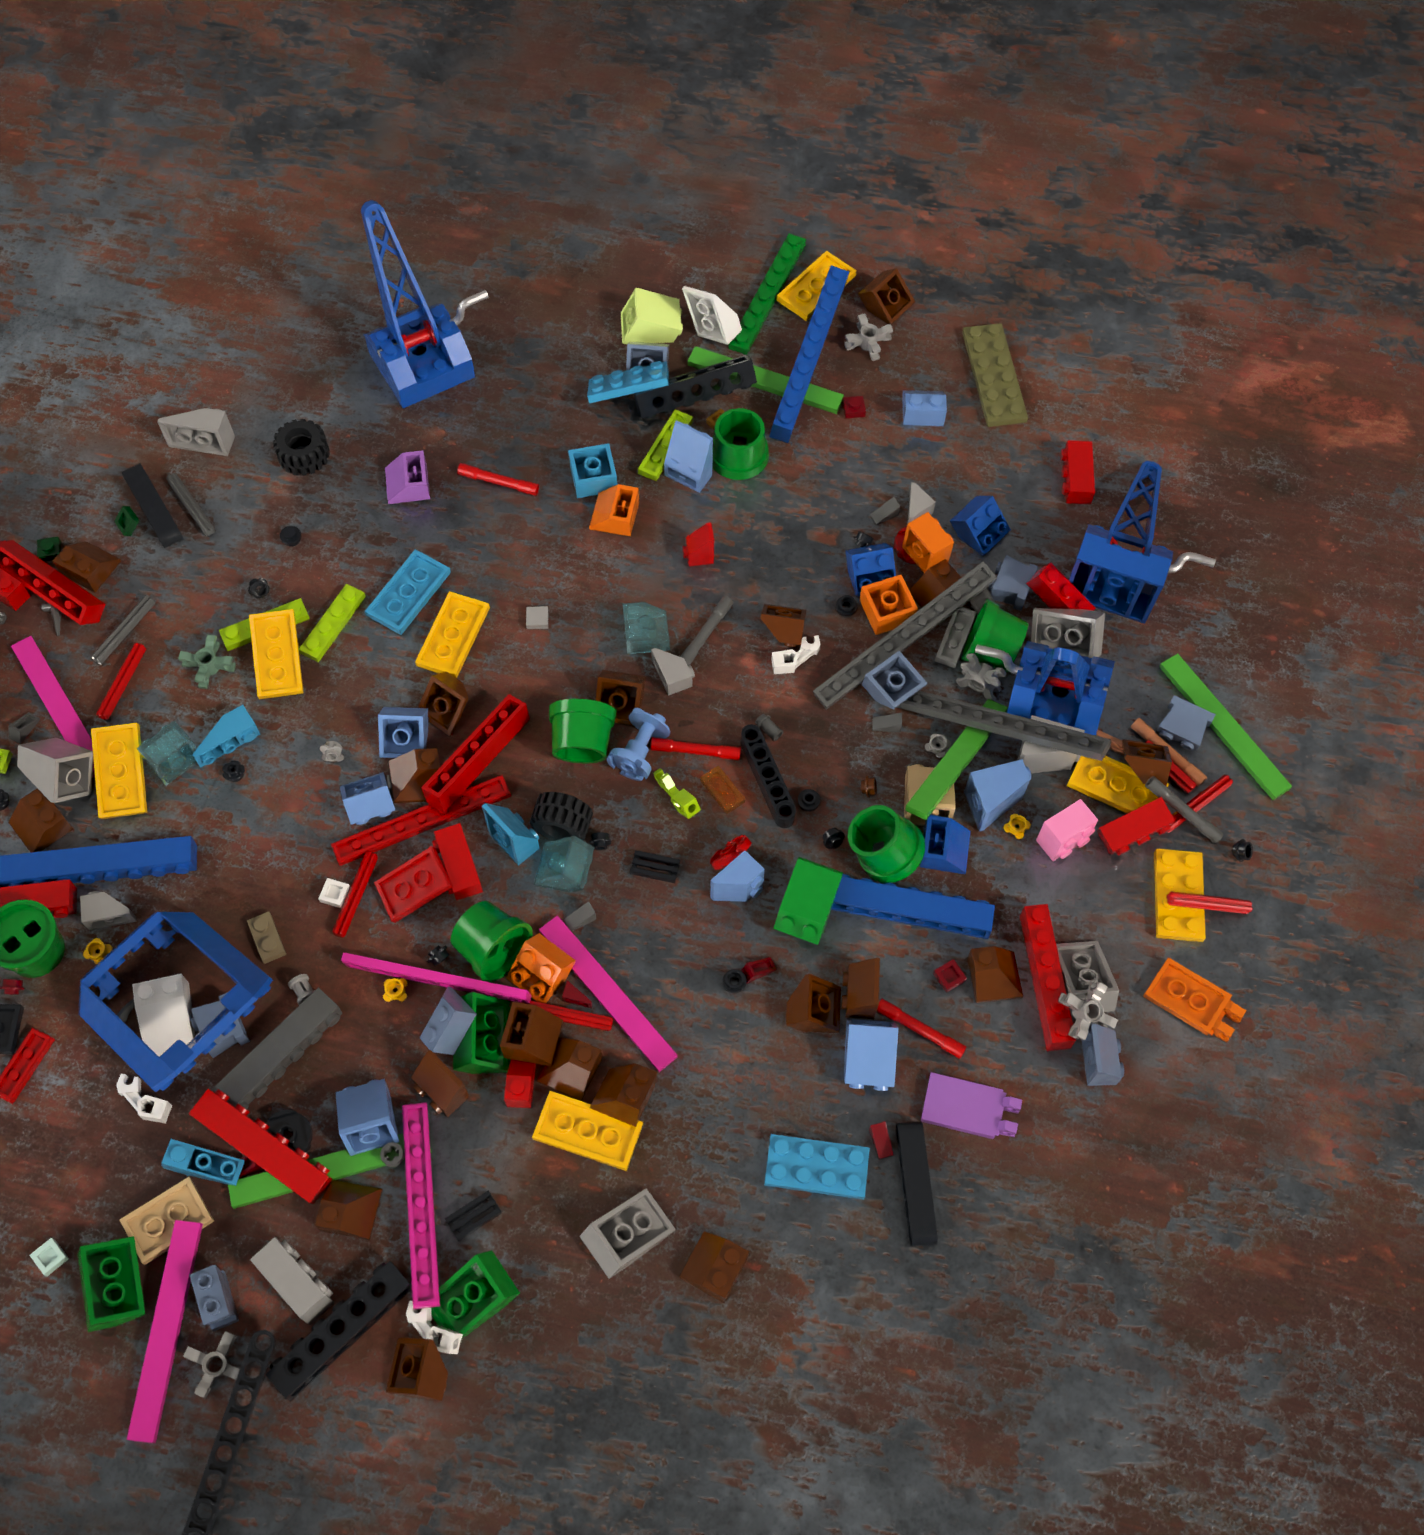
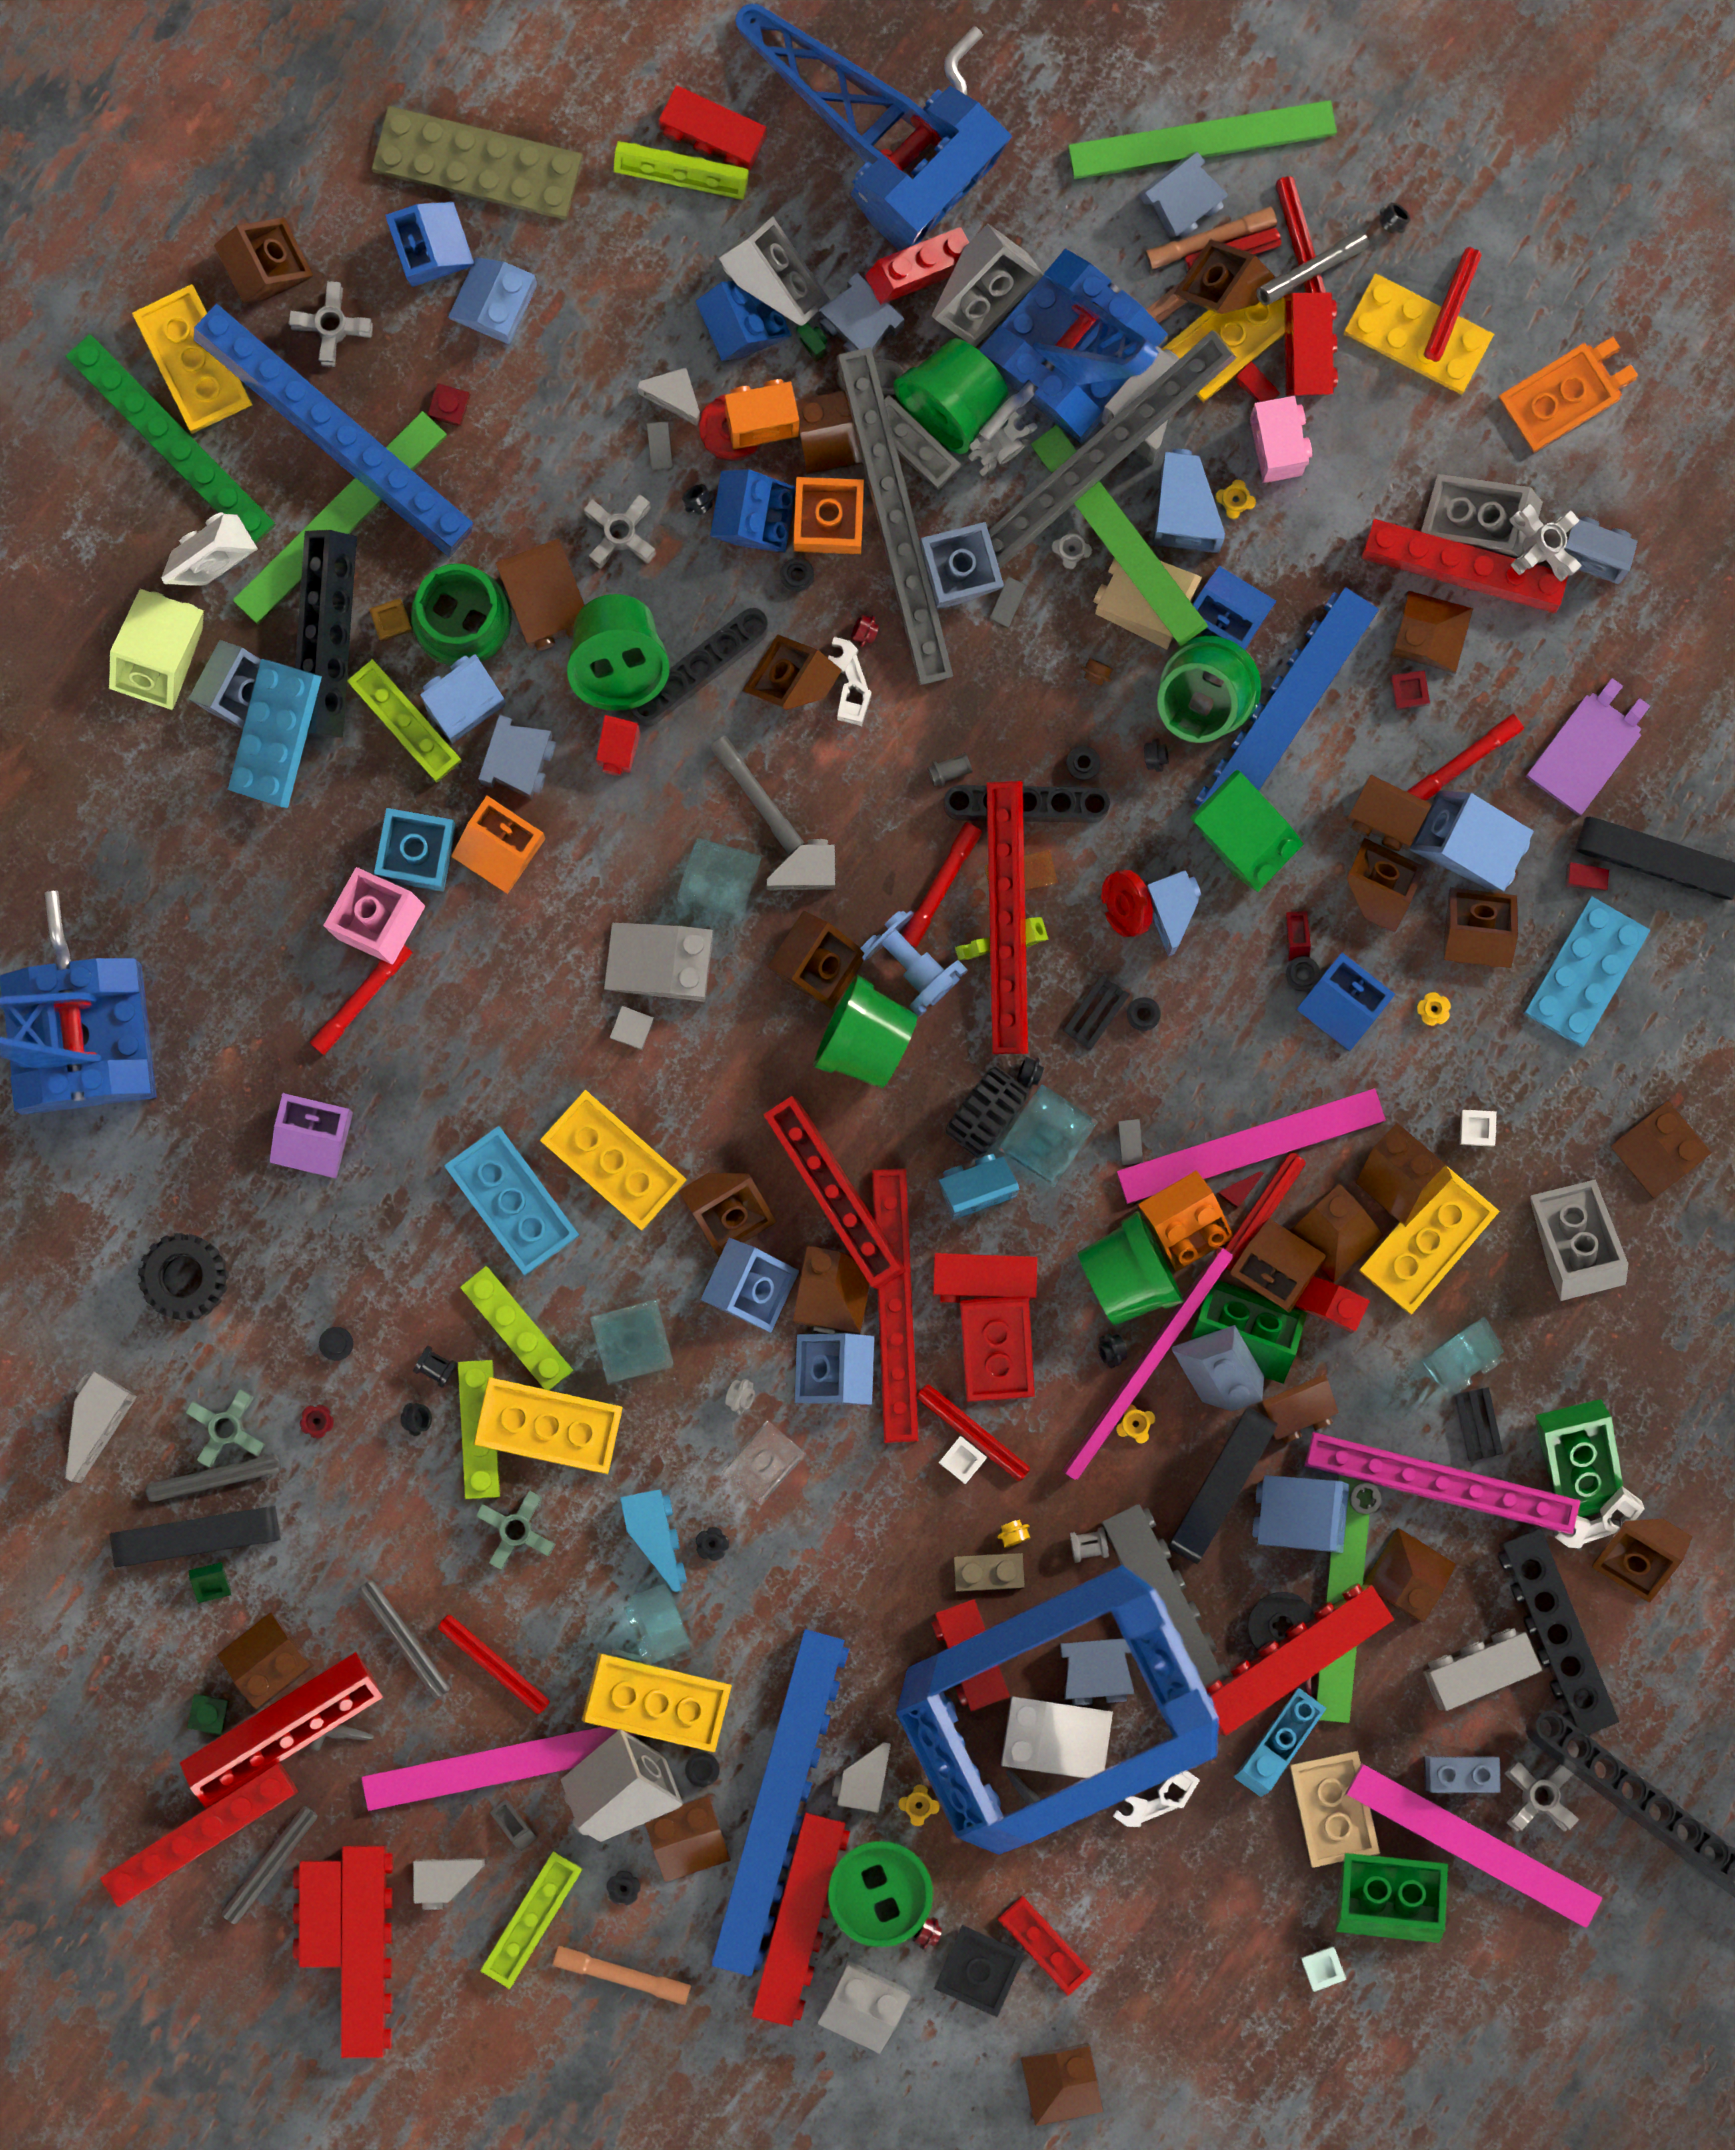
camera: 70 degrees left, 20 degrees up
(86, 816) = (702, 1769): none -> black plate
(190, 959) = (956, 1626): none -> red brick
(220, 497) = (216, 1443): none -> sand green pin
(239, 537) = (307, 1422): none -> dark red plate
(292, 782) = (764, 1463): none -> clear slope
(293, 586) = (435, 1366): none -> black bush
(296, 941) = (1014, 1533): none -> yellow plate
(343, 679) = (632, 1342): none -> clear light blue brick
(368, 1053) = (1222, 1485): none -> black beam
(515, 1182) = (1463, 1356): none -> clear light blue slope
(545, 462) = (374, 915): none -> bright pink brick
(583, 618) = (659, 960): none -> light grey slope
(666, 888) = (1143, 1003): none -> black plate
(669, 503) = (517, 757): none -> sand blue hips
(678, 1133) = (1478, 1128): none -> white plate
(689, 786) = (1007, 917): none -> red tile
(726, 1011) = (1345, 1001): none -> blue slope
(735, 521) = (597, 661): none -> green piece
(746, 1079) = (1429, 1017): none -> yellow plate
(761, 566) = (717, 661): none -> black beam
(770, 480) = (542, 593): none -> reddish brown slope
(814, 1080) = (1481, 927): none -> reddish brown slope
(824, 507) = (609, 544): none -> light grey pin
(831, 651) = (864, 630): none -> dark red plate
(937, 361) = (429, 241): none -> blue slope
(988, 558) = (812, 340): none -> dark green plate
(1015, 522) = (774, 272): none -> light grey slope
(1046, 465) = (680, 170): none -> lime plate
(1096, 806) = (1256, 384): none -> red piece

